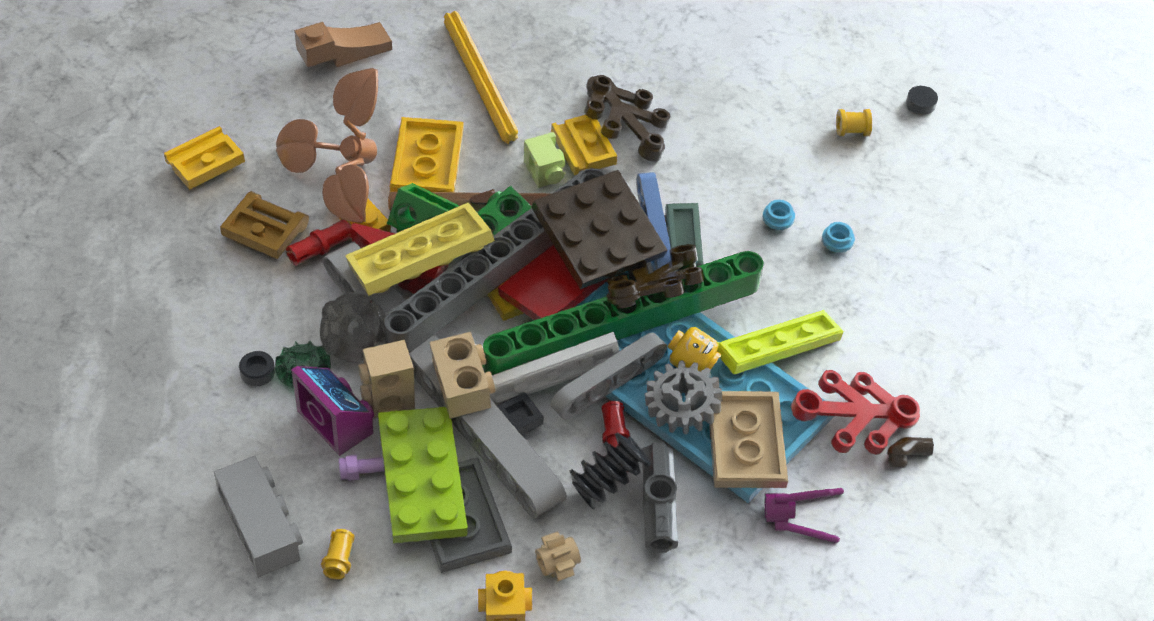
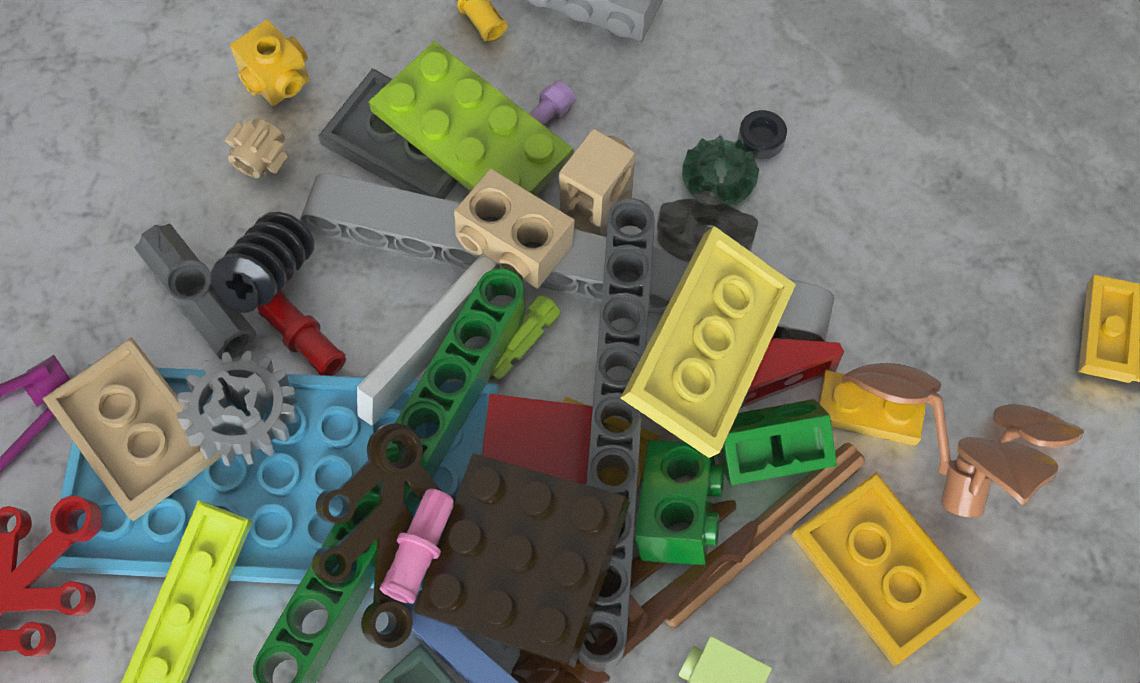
camera: 145 degrees right, 15 degrees up
(261, 231) = (947, 283): pearl gold plate -> none
(319, 242) = (865, 320): red pin -> none
(332, 408) = (636, 108): magenta slope -> none
(522, 413) = (430, 276): black plate -> none
(608, 376) = (355, 362): light grey beam -> none
(644, 259) = (418, 547): none -> bright pink axle
(694, 347) = (268, 483): yellow head -> none

